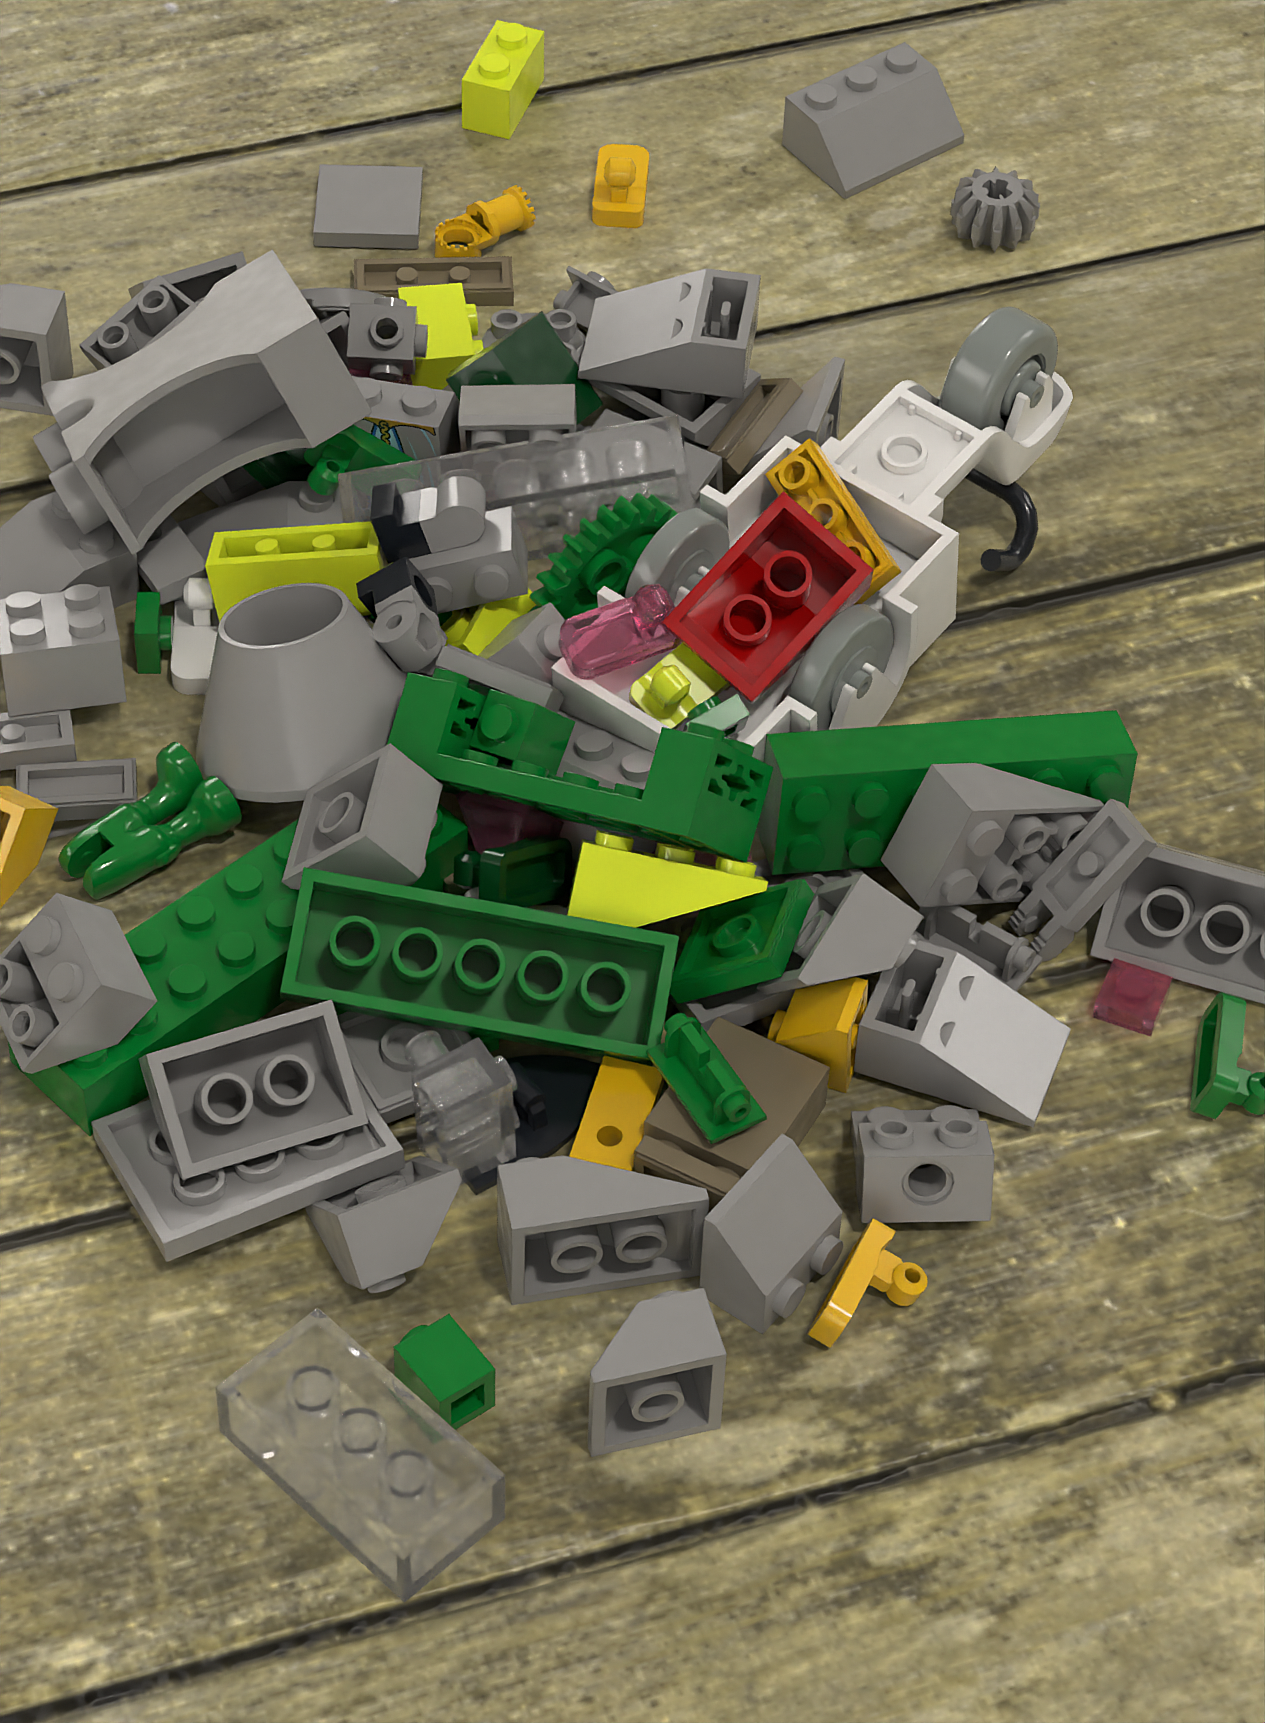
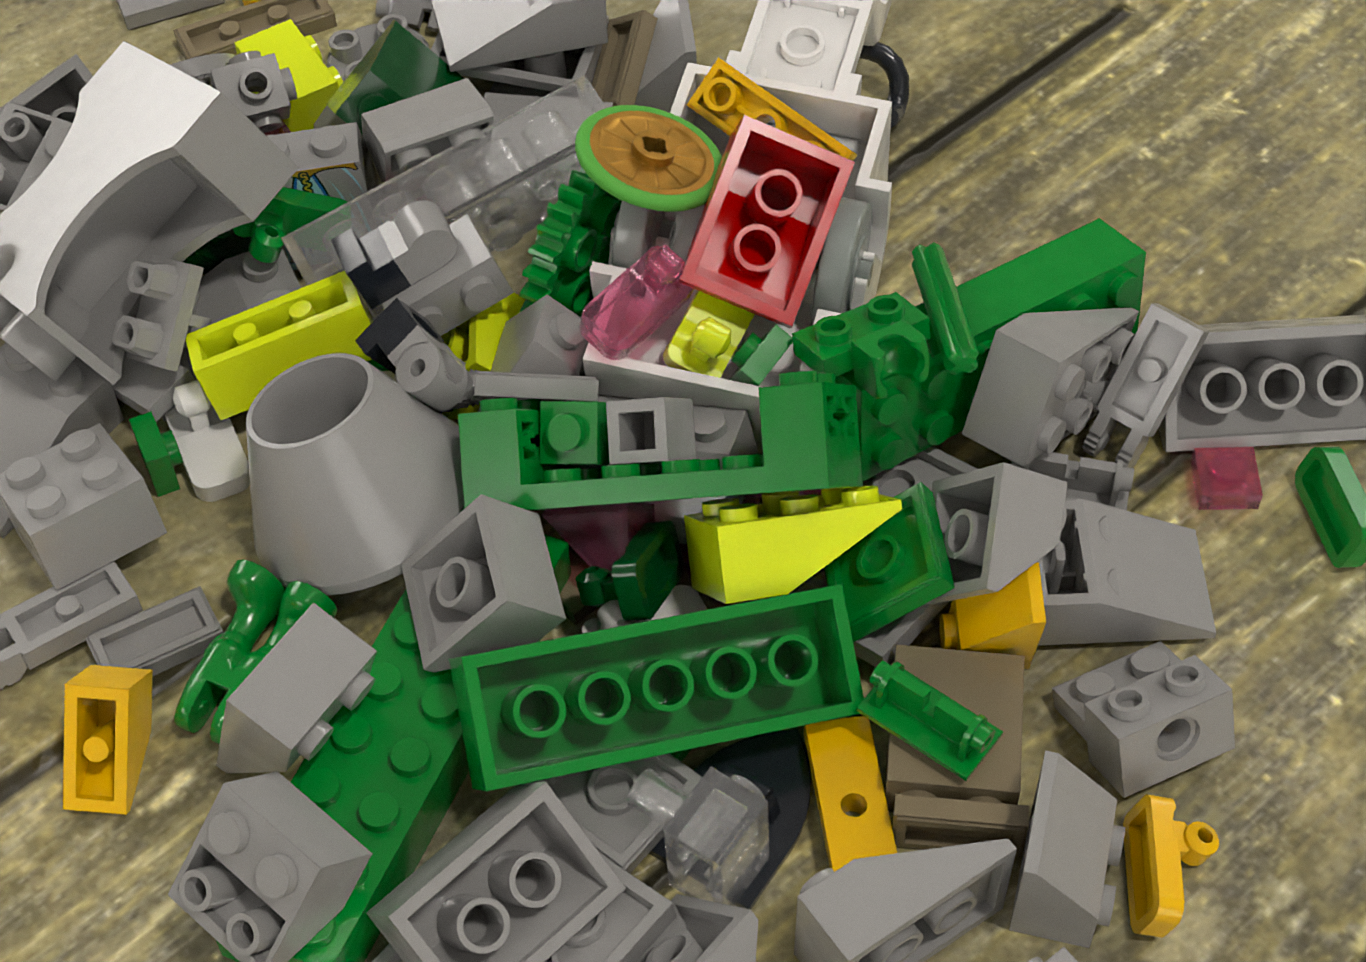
camera: 20 degrees left, 5 degrees up
(158, 853) = (293, 696): none -> light grey slope
(205, 506) = (164, 311): none -> light grey hips
(576, 744) = (650, 430): none -> light grey brick
(689, 503) = (648, 157): none -> pearl gold wheel
(811, 737) = (872, 341): none -> green plate
(903, 733) = (944, 309): none -> green axle

